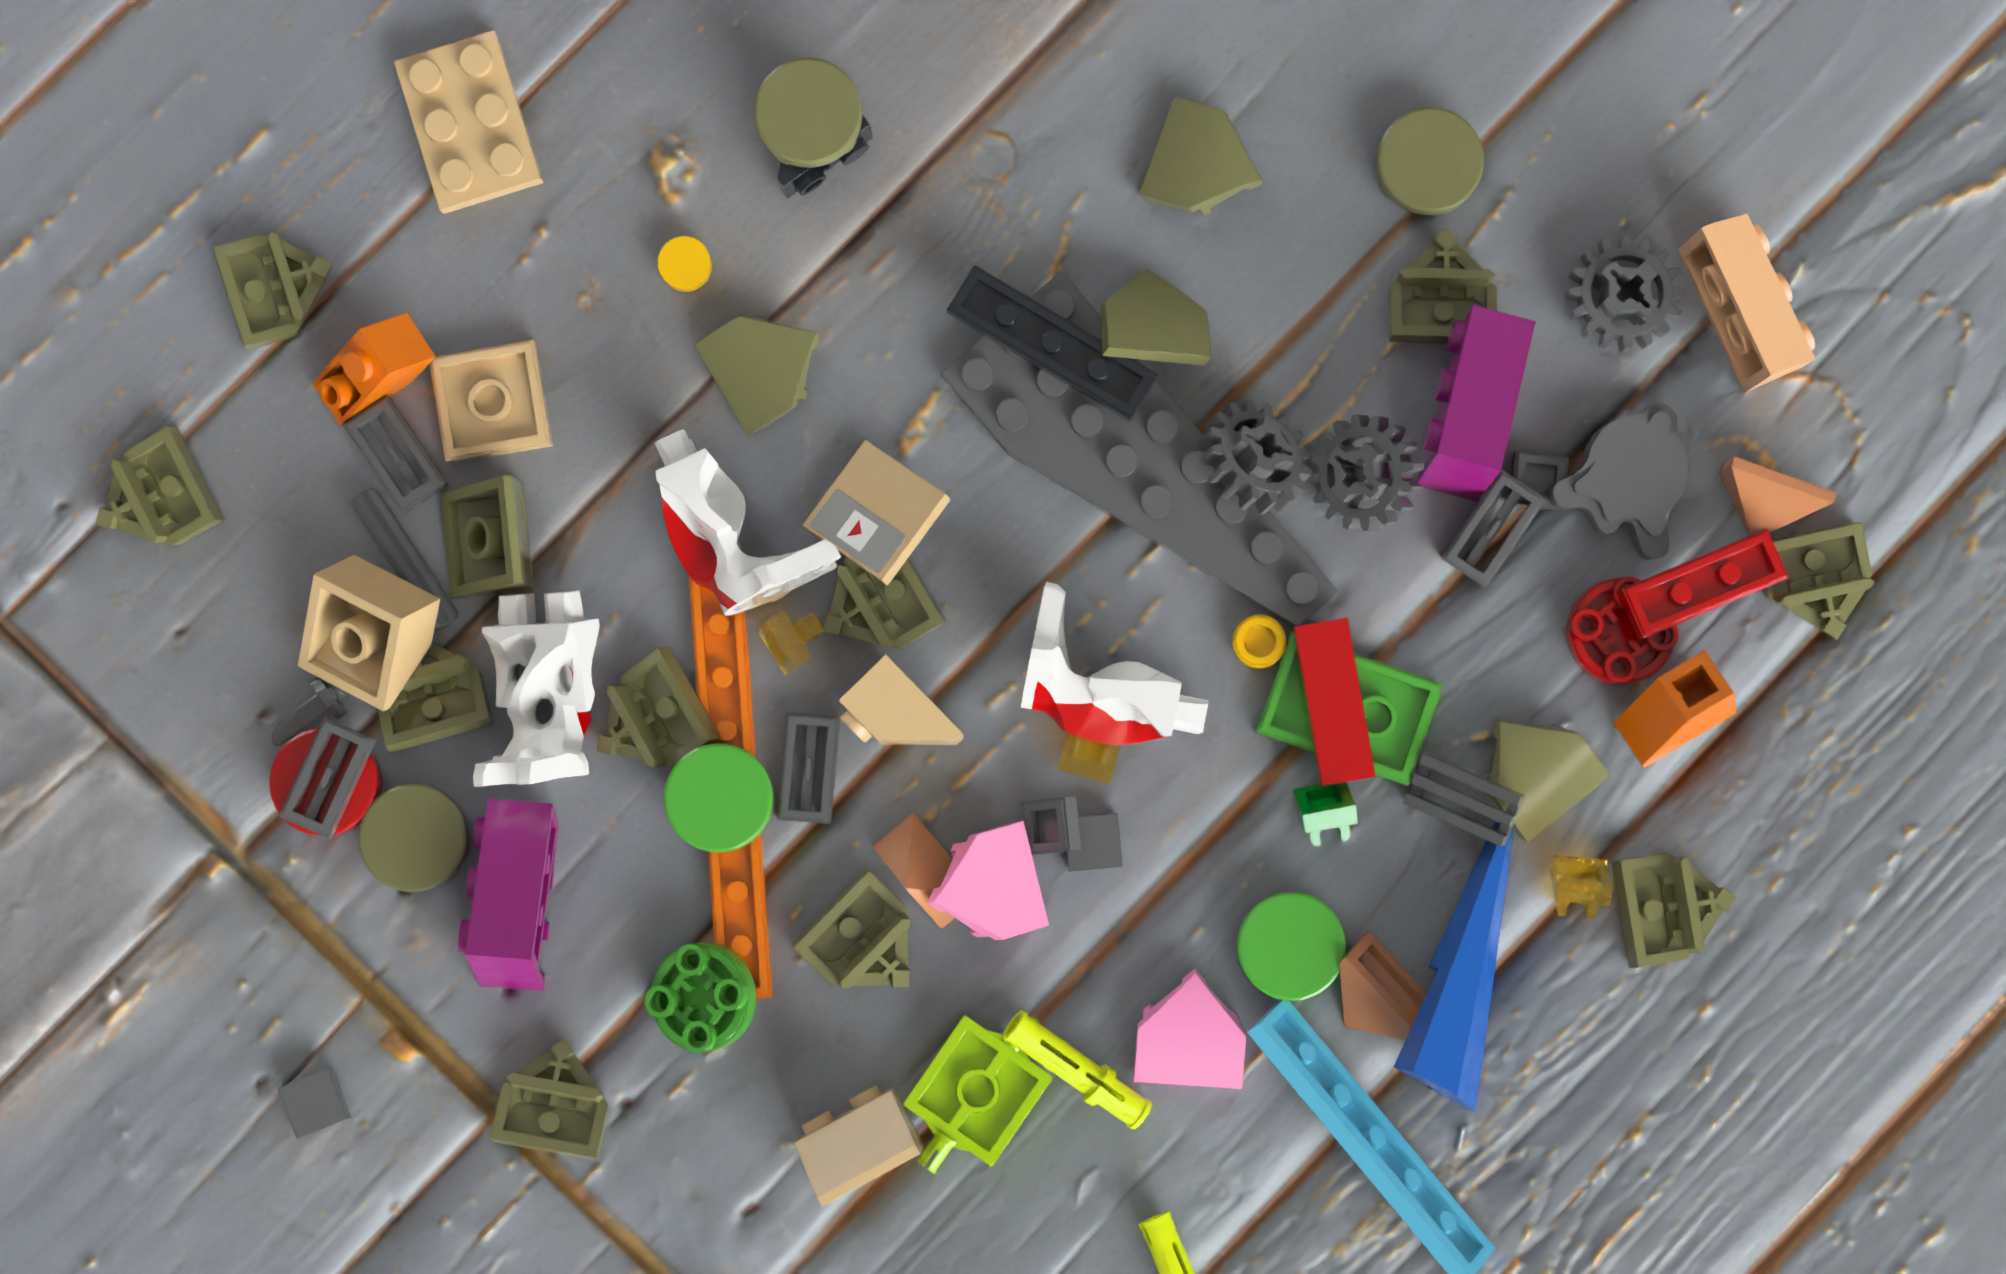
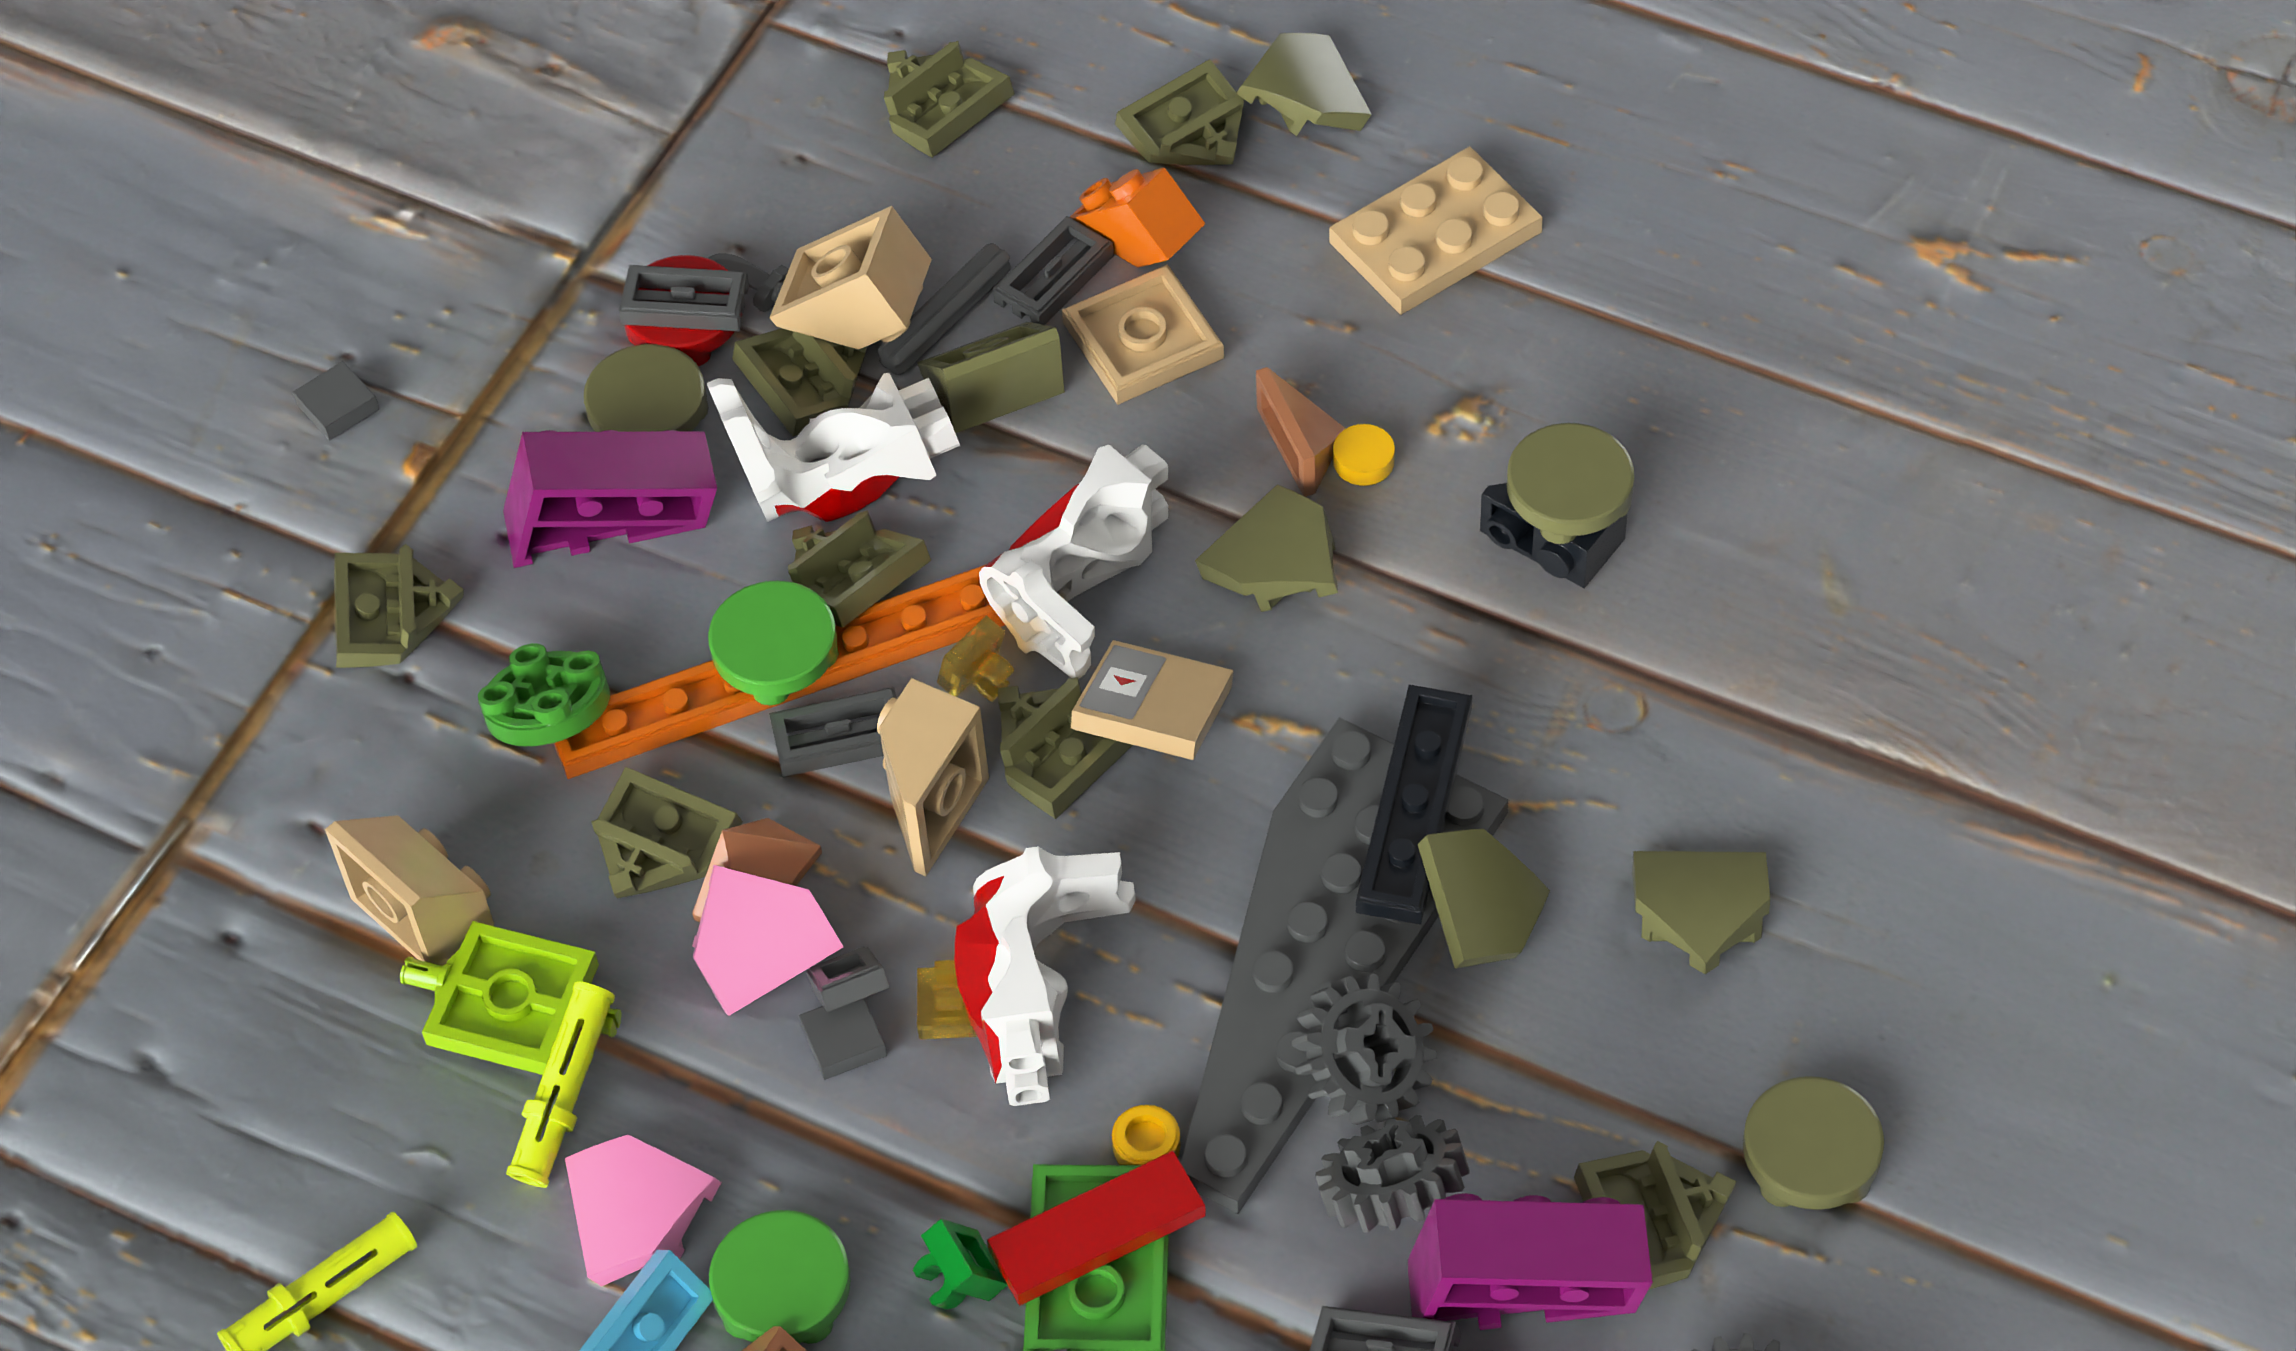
camera: 75 degrees right, 30 degrees down
(271, 174) = (1306, 82): none -> olive slope
(646, 305) = (1298, 429): none -> nougat slope

